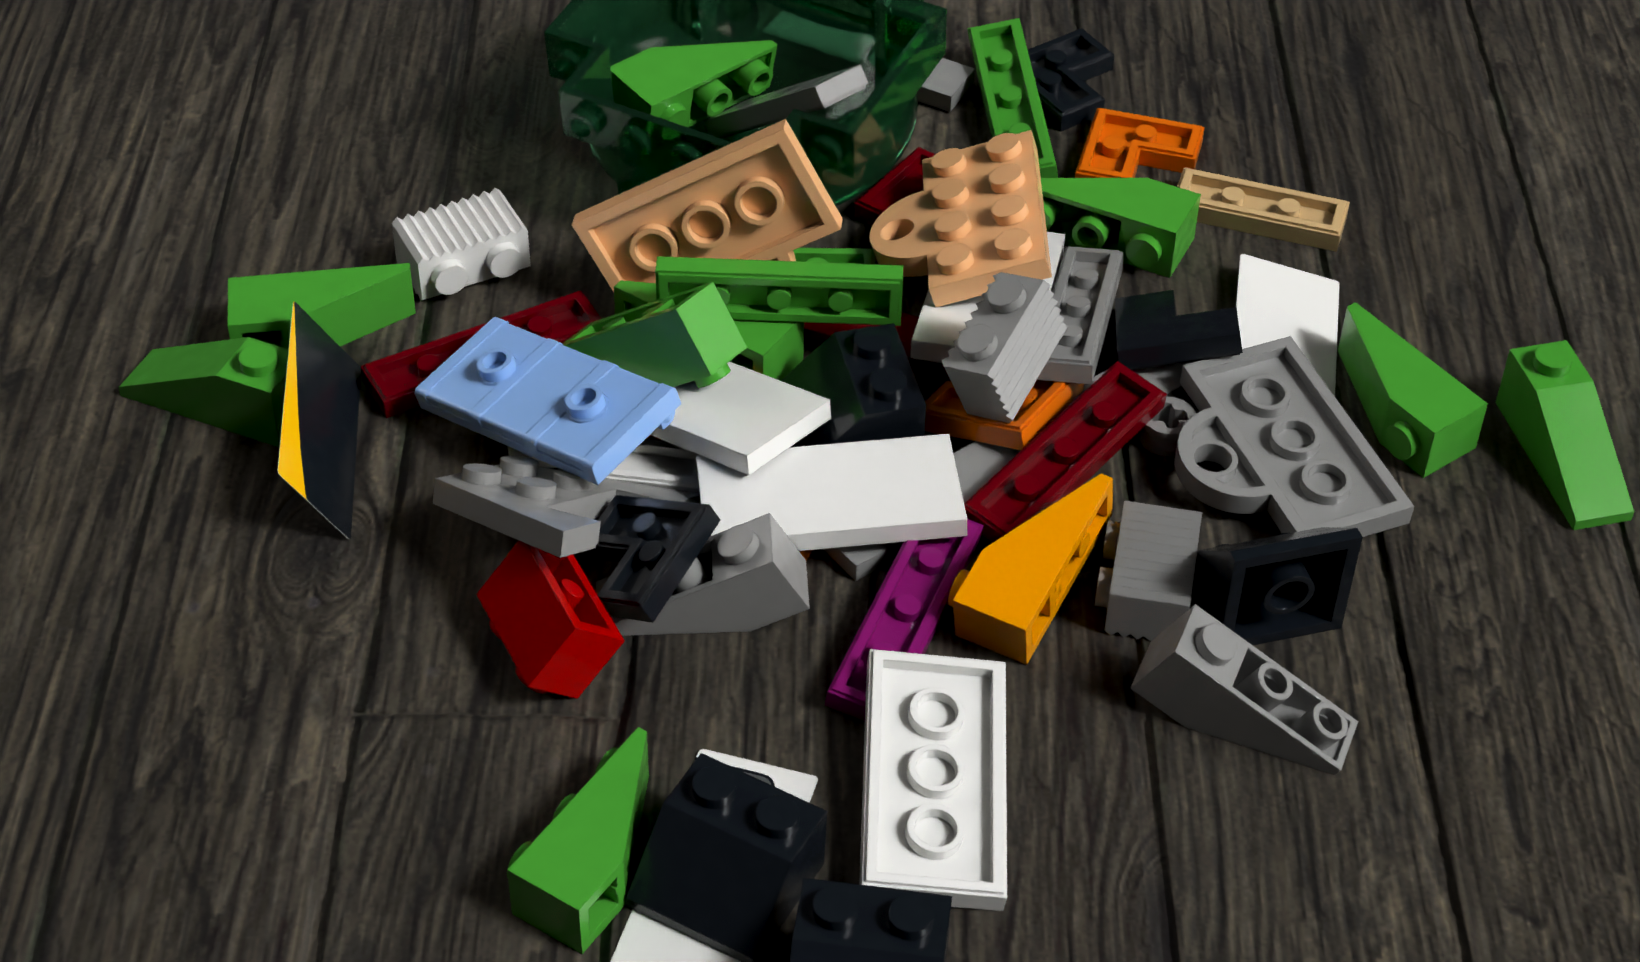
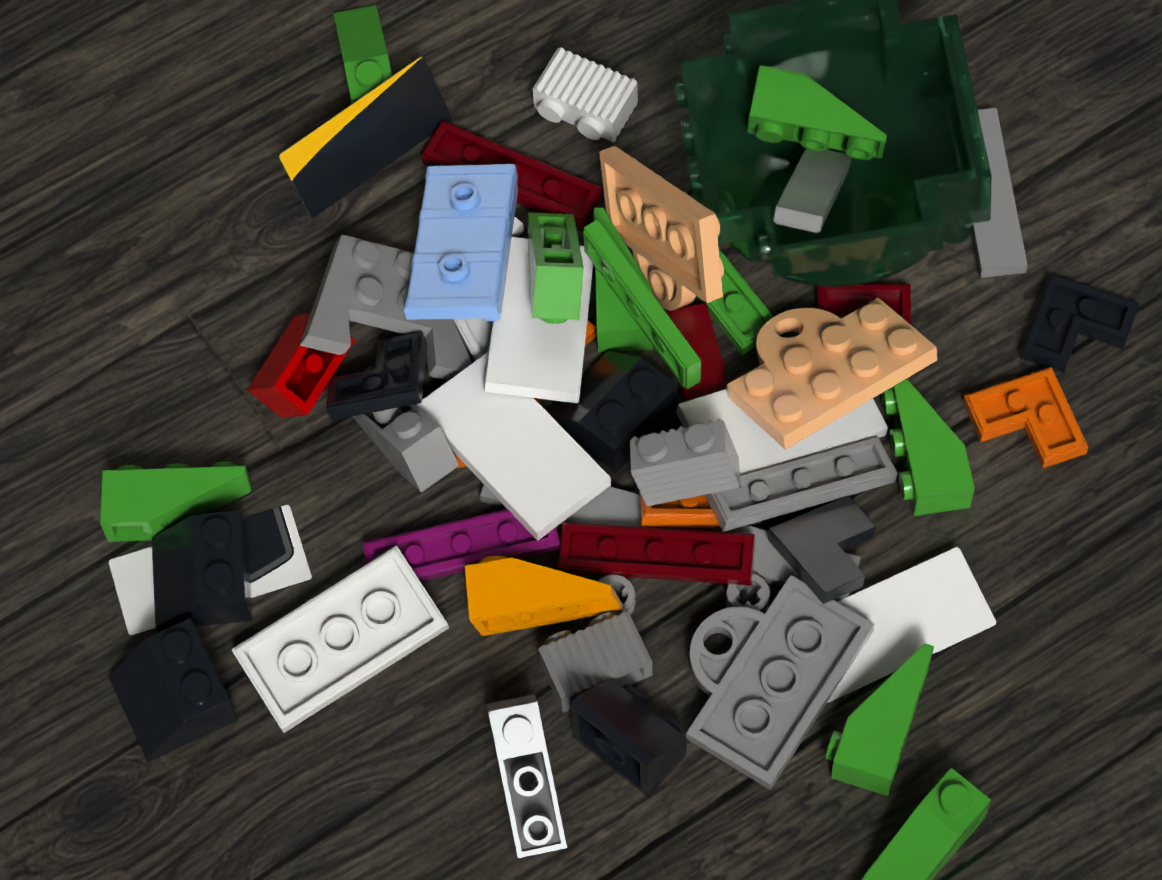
camera: 60 degrees right, 20 degrees up
(341, 301) = (461, 61): bright green slope -> none
(1010, 86) = (1007, 310): bright green tile -> none
(1267, 209) = (1030, 532): tan tile -> none

